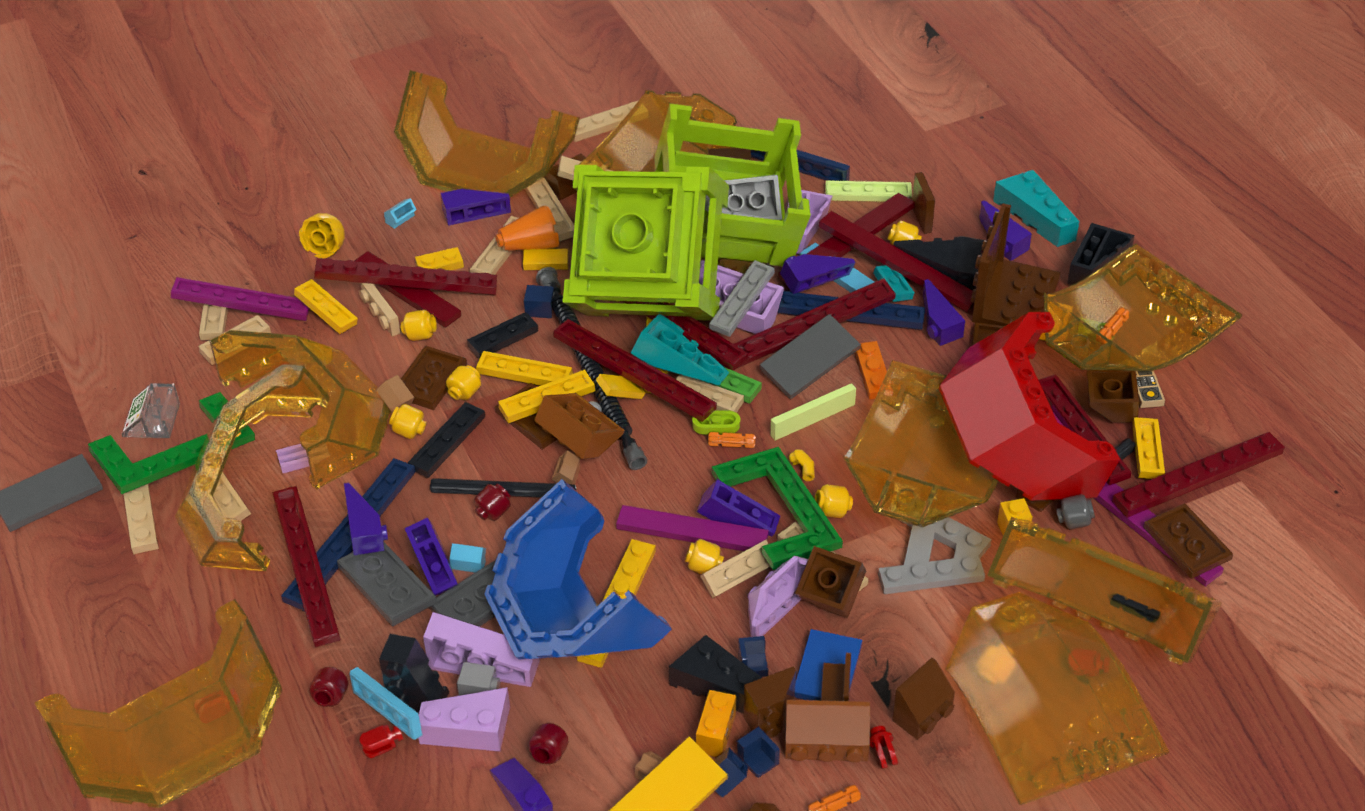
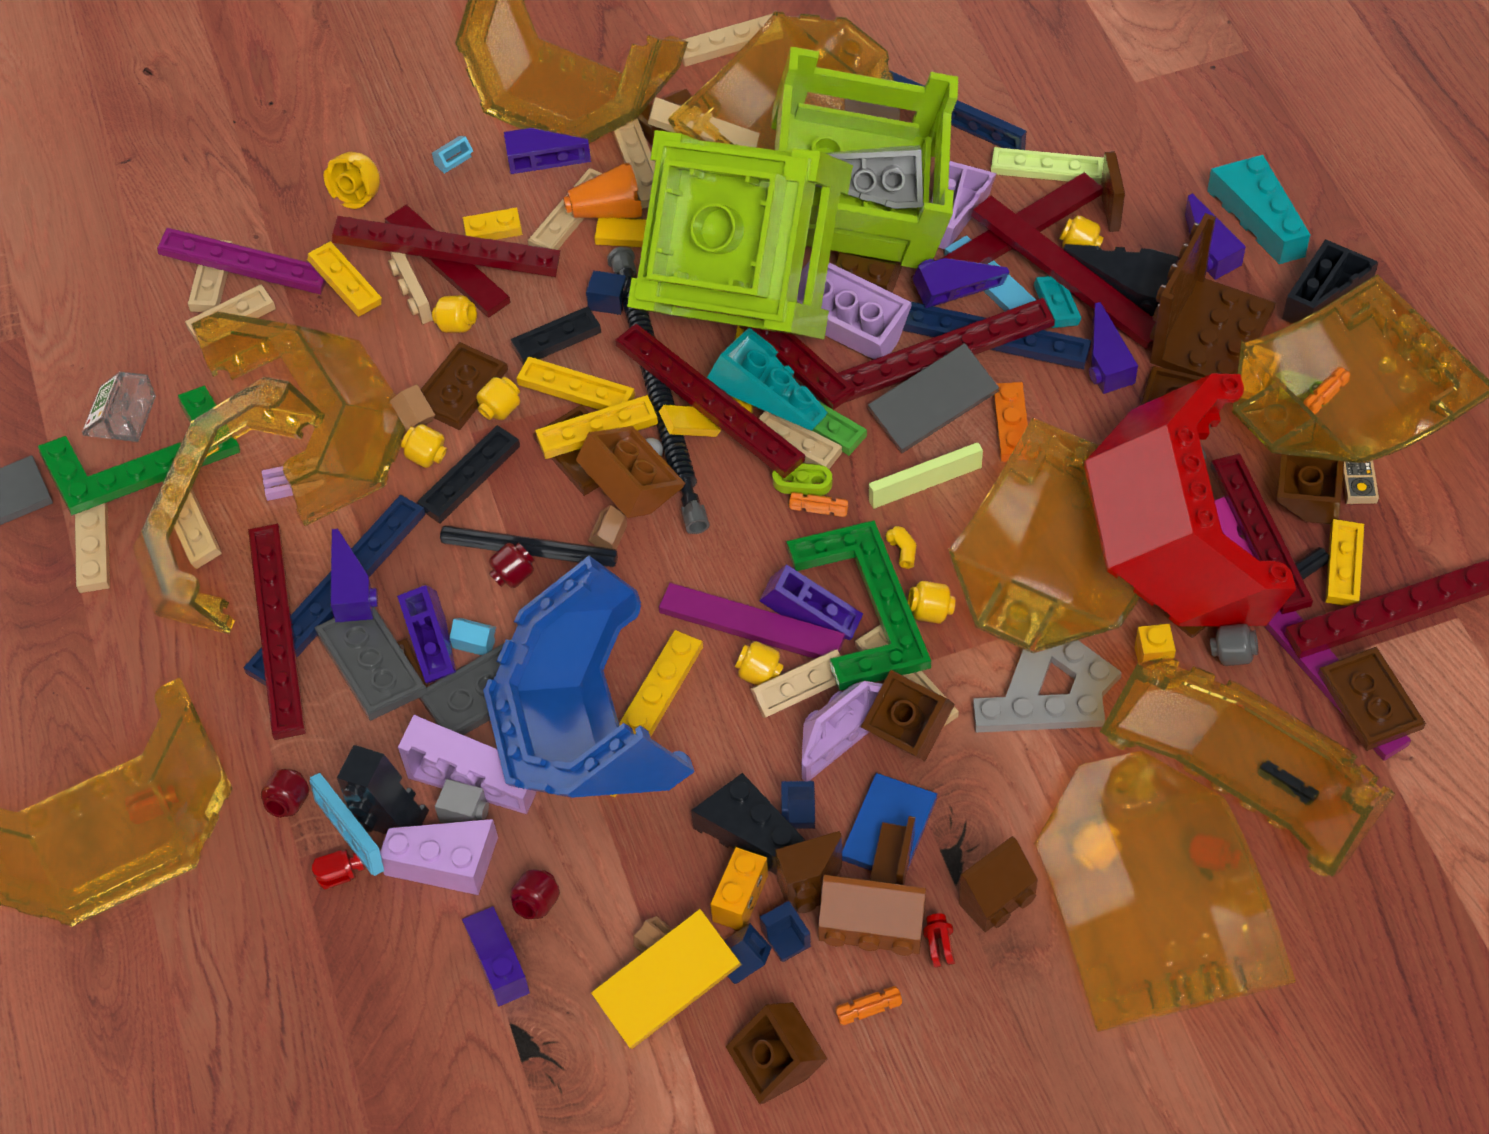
camera: 10 degrees right, 10 degrees up
(741, 298) = (856, 313): light grey tile -> none

